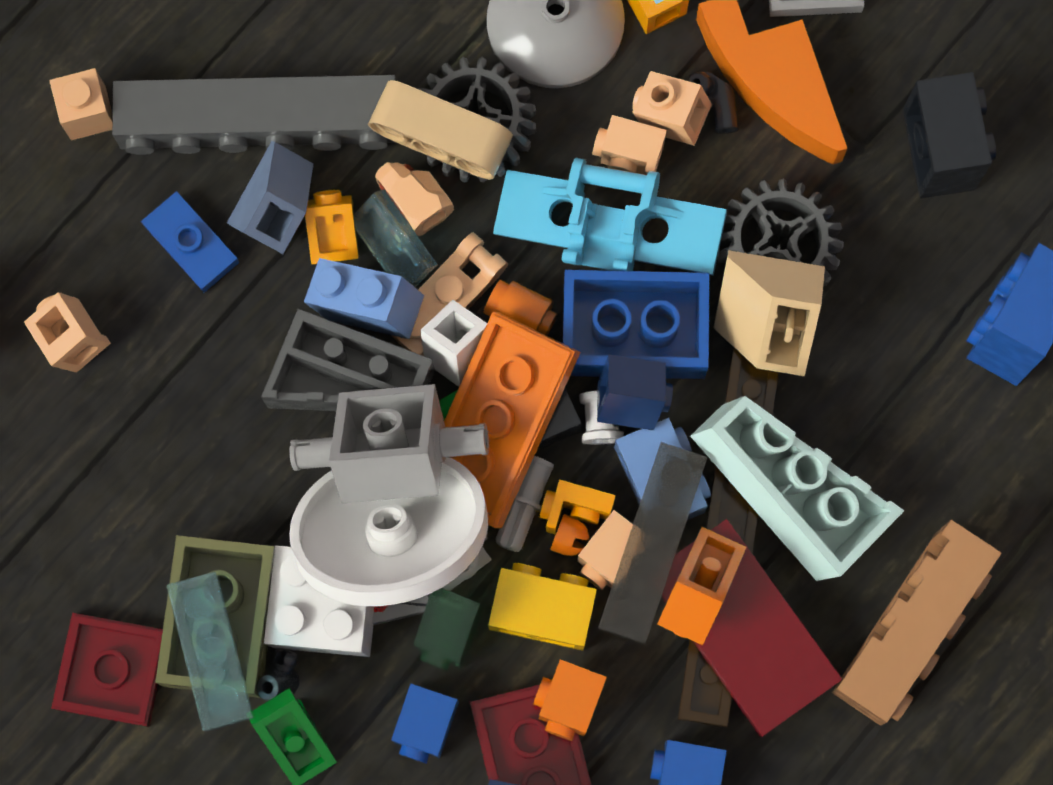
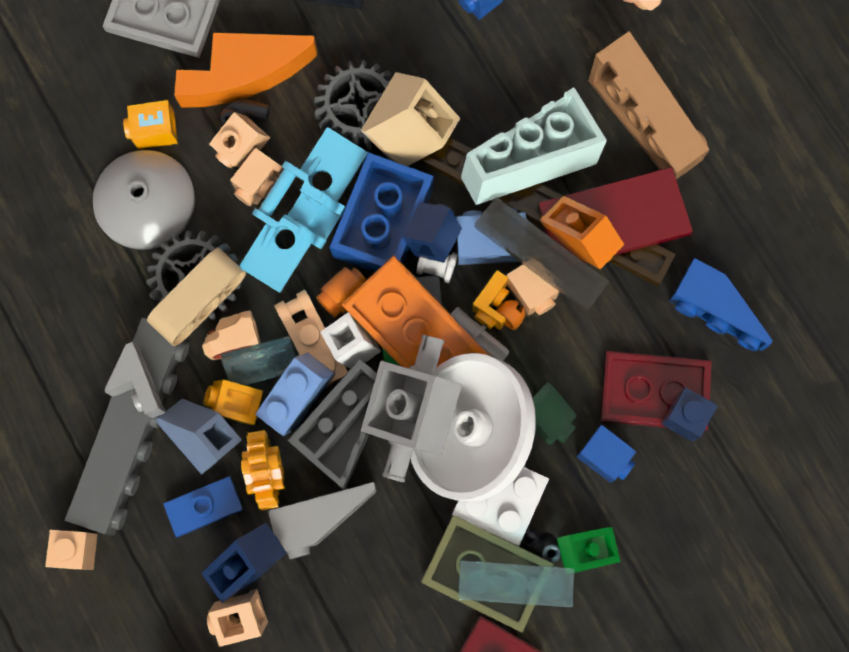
camera: 70 degrees left, 0 degrees up
(132, 312) = (243, 562): none -> dark blue brick
(213, 379) = (312, 520): none -> light grey slope
(253, 293) = (262, 470): none -> light orange gear
(318, 92) = (133, 373): none -> light grey slope
(542, 606) = (555, 346): yellow brick -> none
(569, 699) = (626, 349): orange brick -> none

